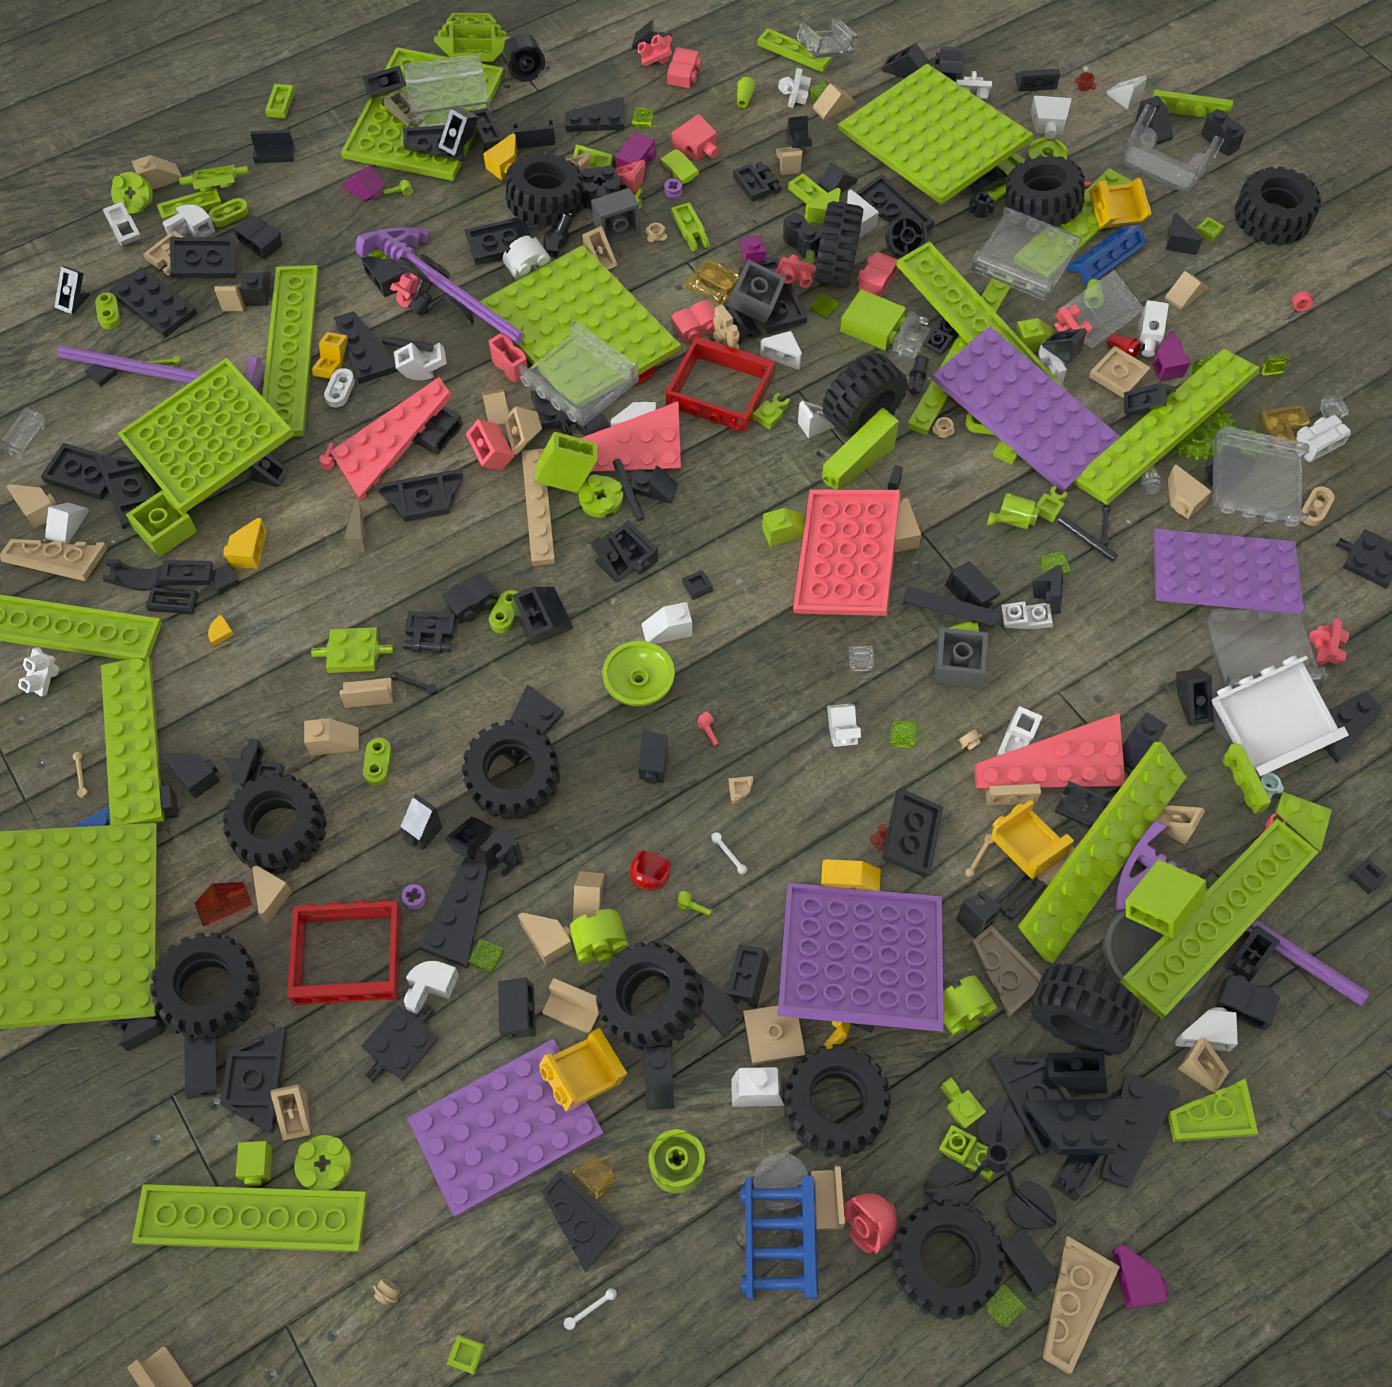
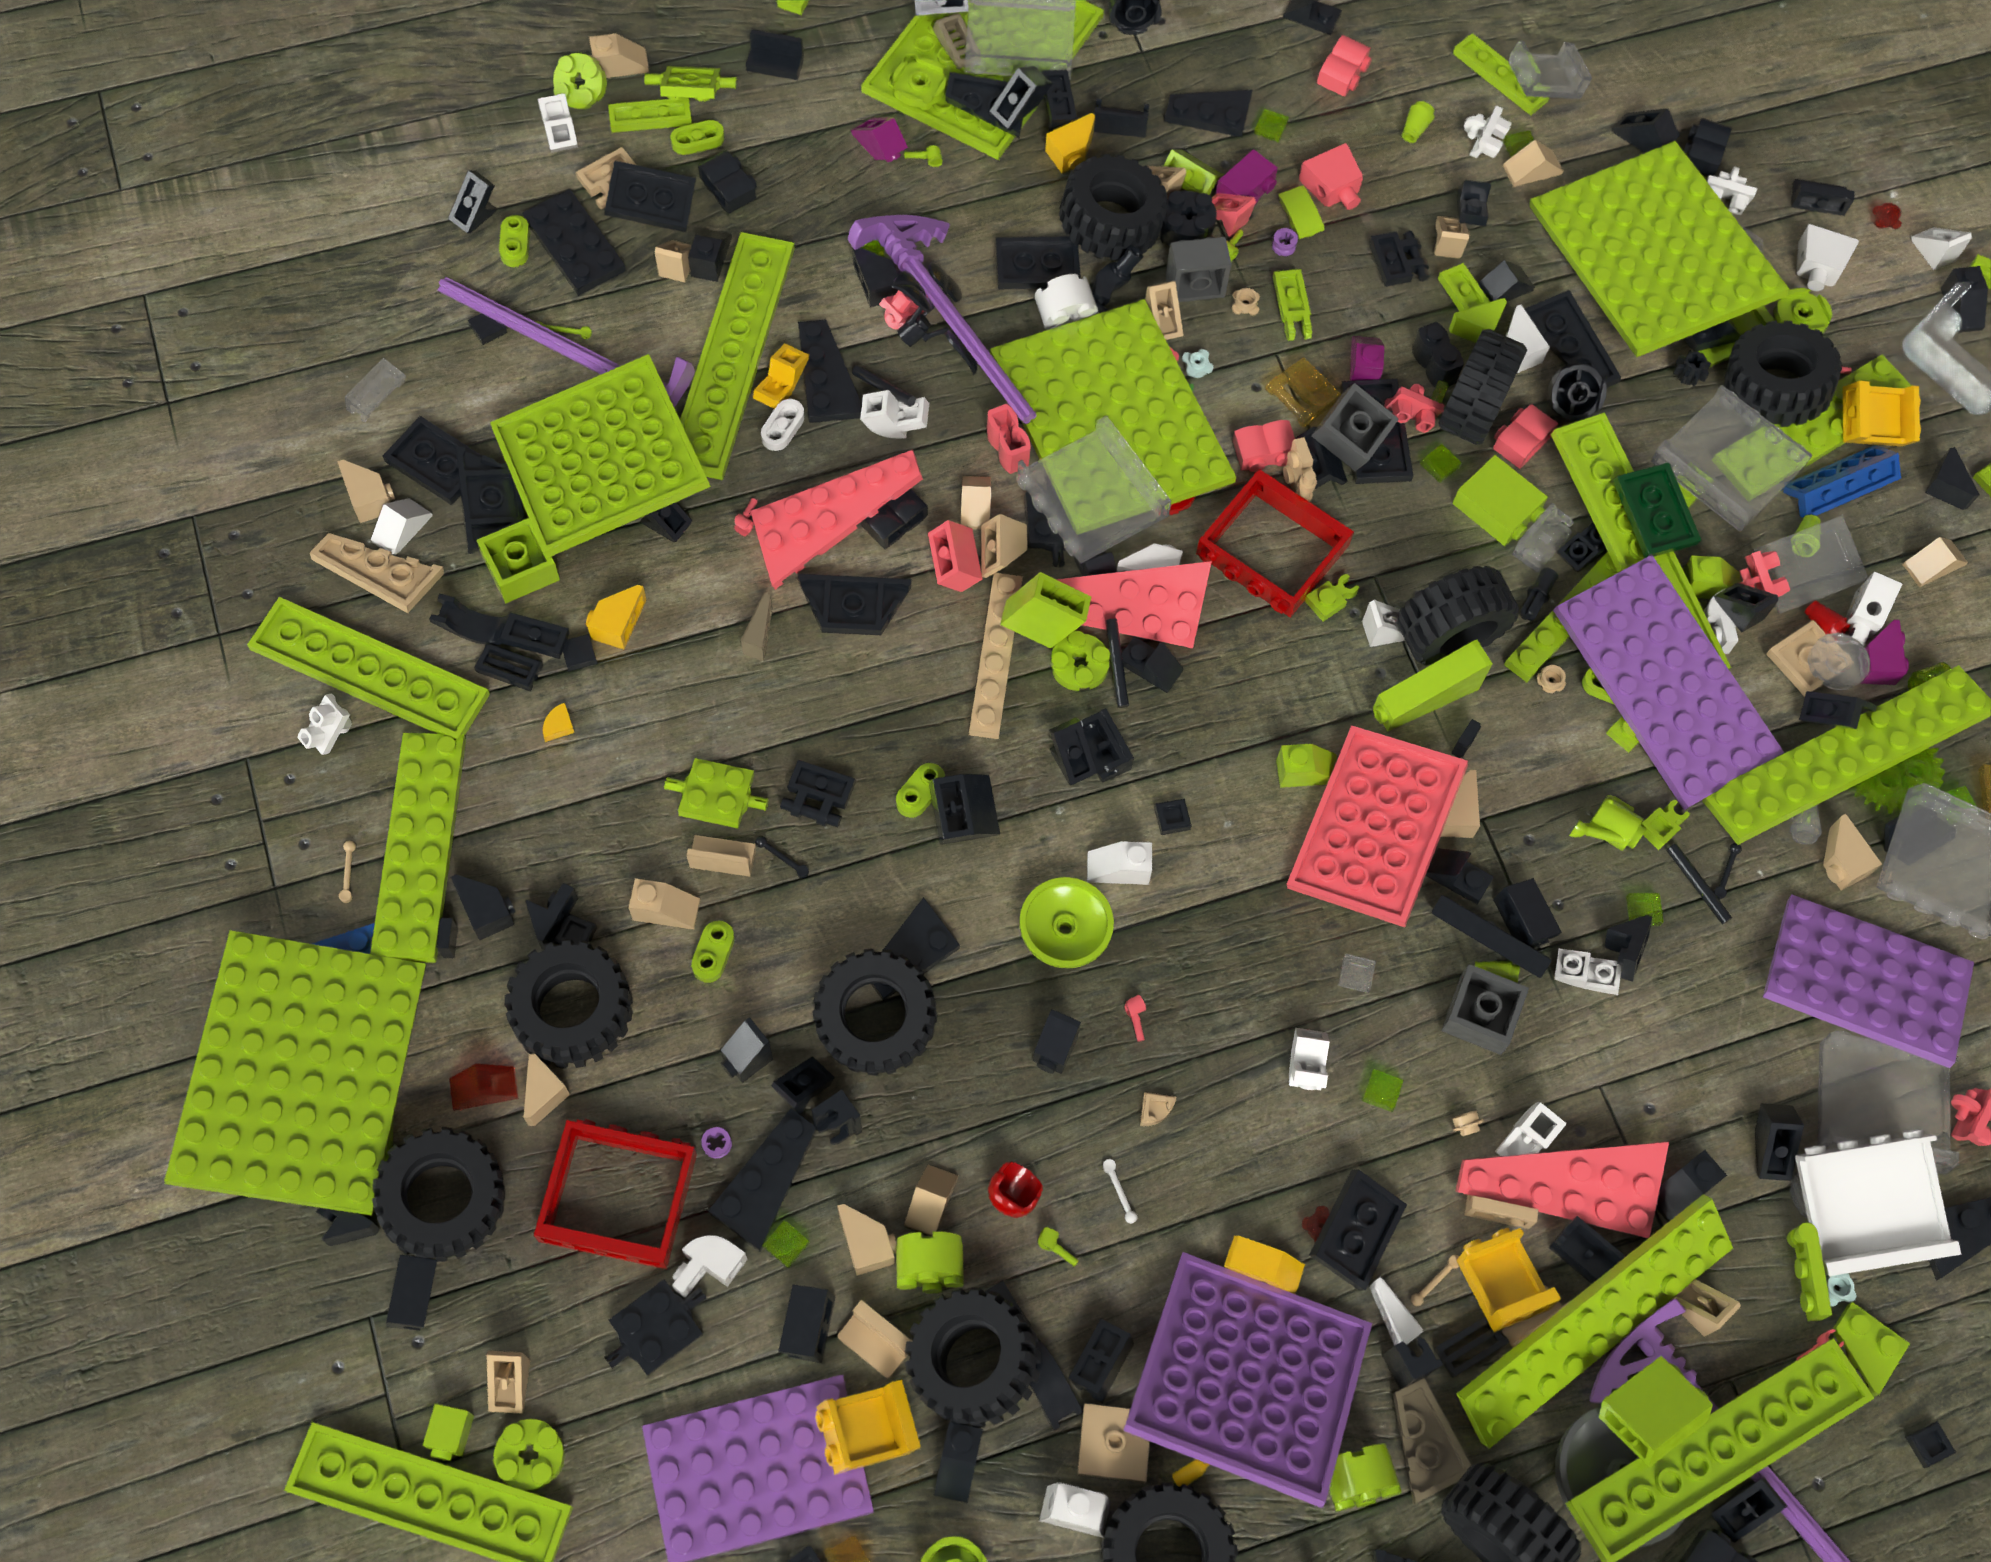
camera: 10 degrees right, 5 degrees up
(190, 219) = (645, 136): white brick -> none
(251, 1076) = (471, 1324): black wing -> none
(374, 142) = (919, 95): none -> lime plate
(471, 597) = (881, 762): black brick -> none
(632, 280) = (1197, 370): none -> light aqua plate
(656, 51) = (1313, 33): coral hips -> none
(782, 349) = (1369, 514): white slope -> none
(915, 574) = (1458, 875): none -> black slope
(955, 884) = (1396, 1317): none -> white slope
(984, 296) = (1657, 510): none -> dark green plate
(1140, 367) = (1839, 661): none -> clear tile

